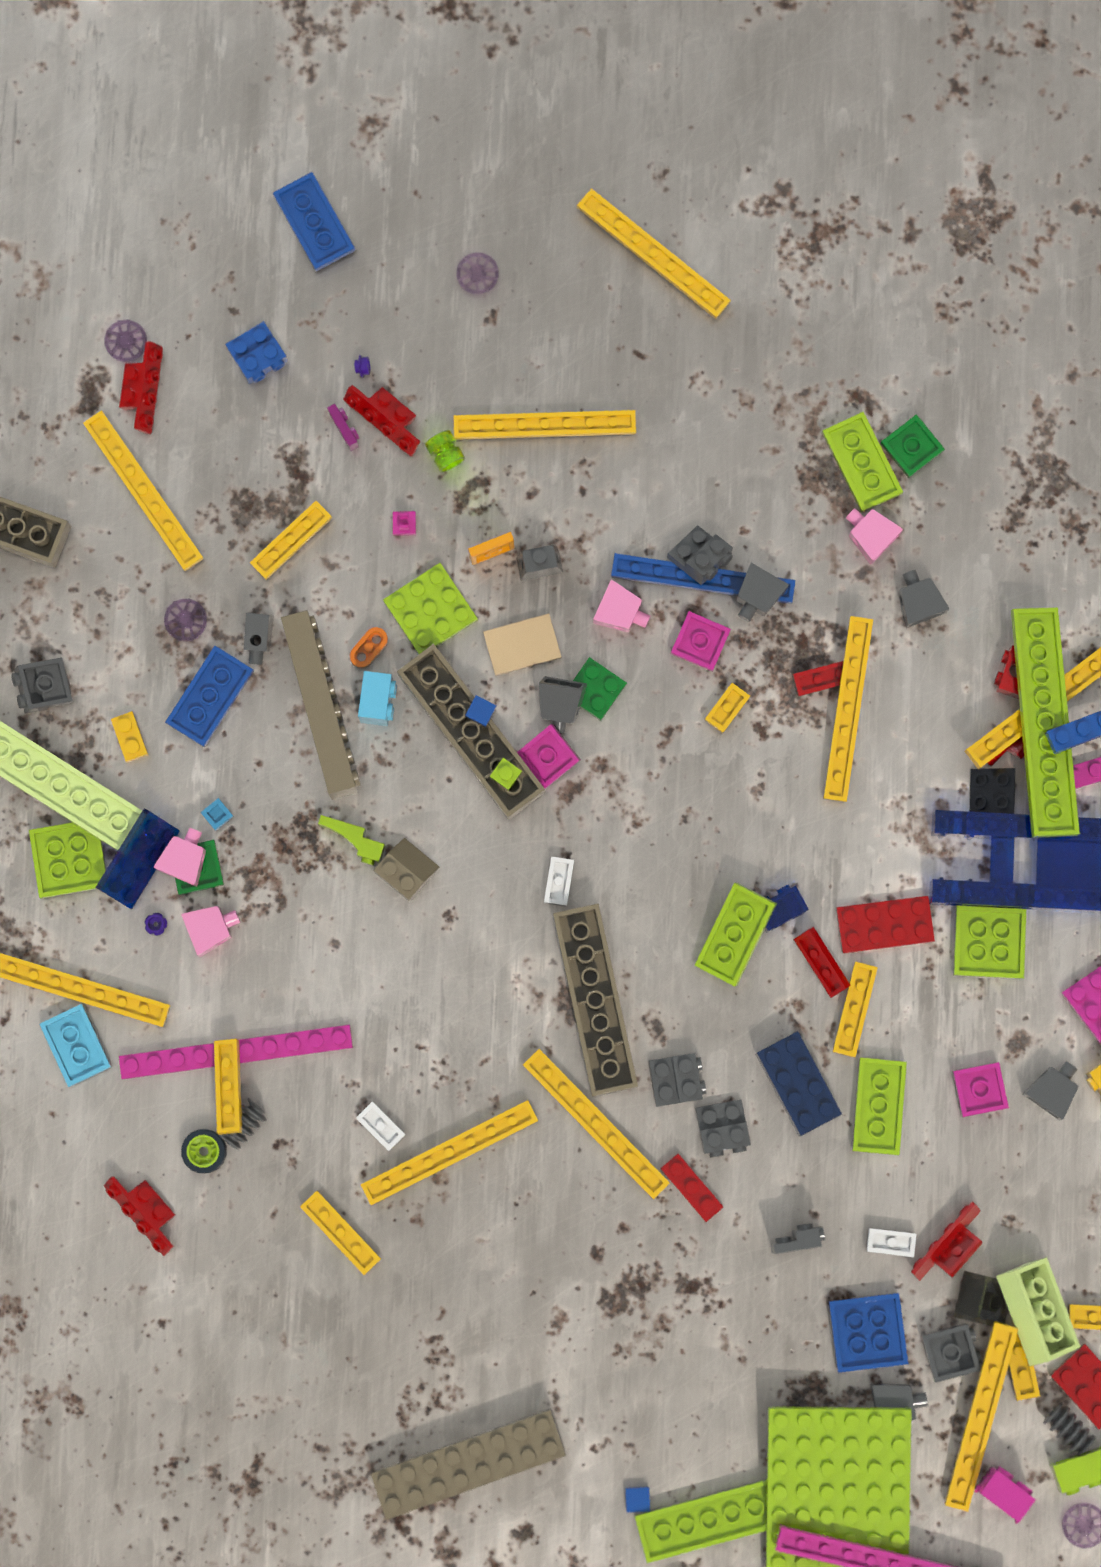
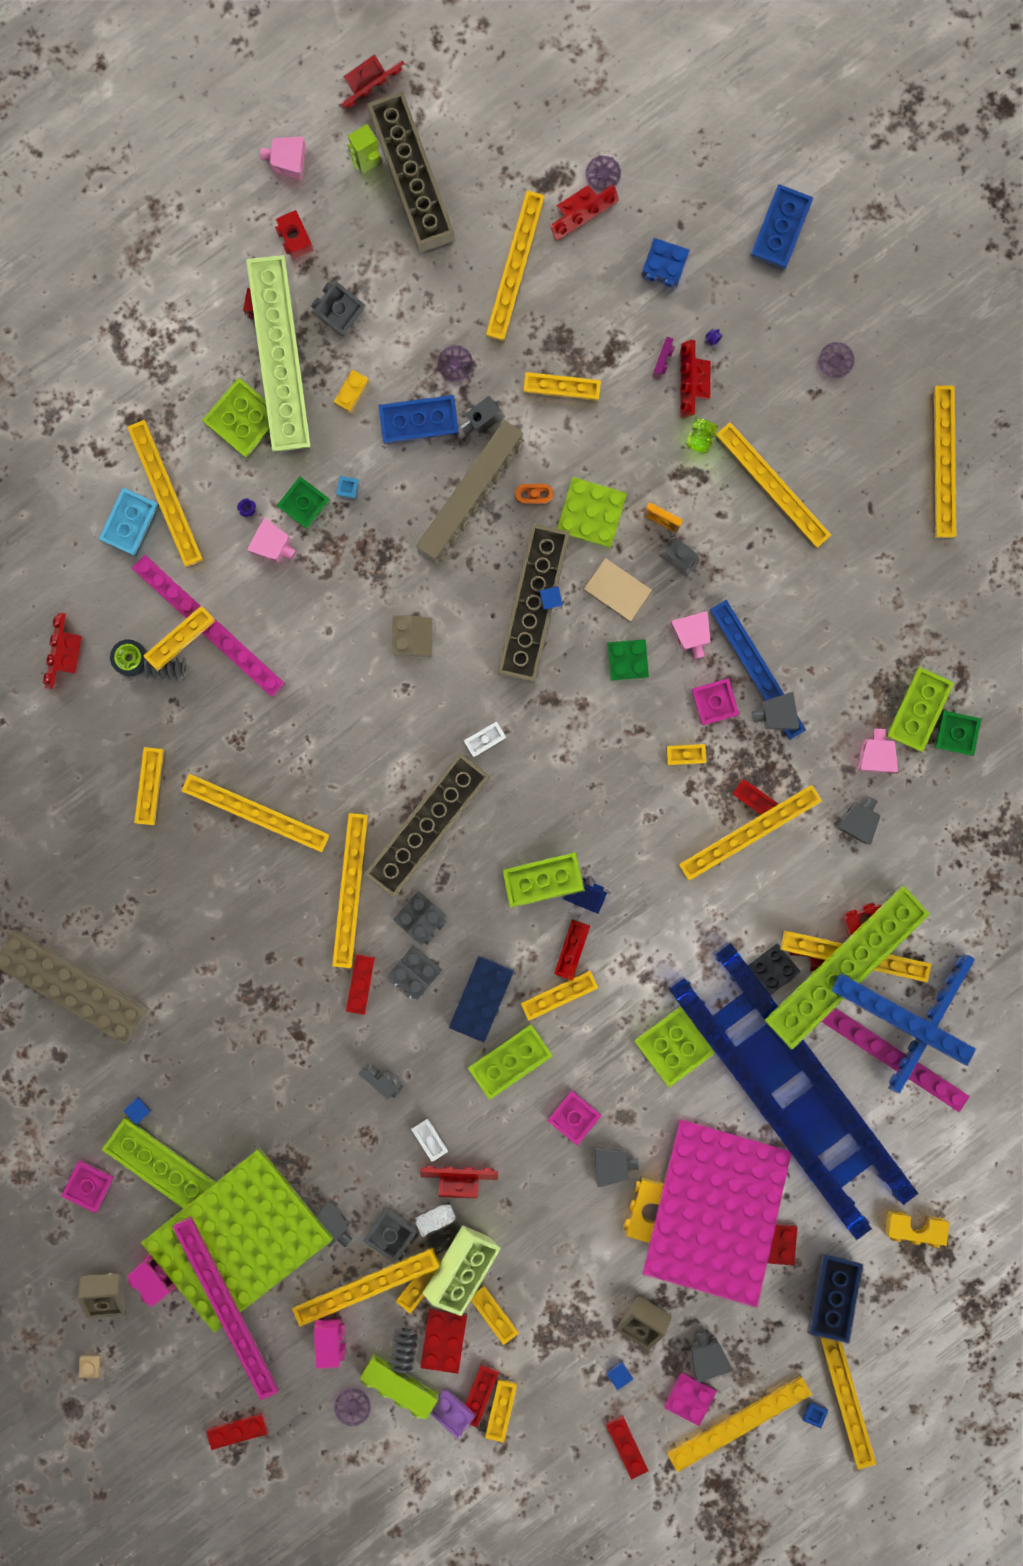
camera: 50 degrees right, 5 degrees up
(136, 859) = (276, 460): clear blue plate -> none
(183, 858) = (300, 489): bright pink torso -> none
(368, 850) = (406, 586): lime slope -> none
(376, 698) = (504, 525): medium azure brick -> none
(380, 1126) = (236, 755): white plate -> none
(404, 523) = (633, 449): dark pink tile -> none
(505, 774) = (523, 648): lime plate -> none
(548, 756) = (559, 666): dark pink plate -> none
(561, 700) = (601, 644): dark grey torso -> none
(701, 555) = (772, 655): dark grey plate -> none
(868, 1332) = (360, 1171): blue plate -> none
(885, 924) = (630, 970): red plate -> none

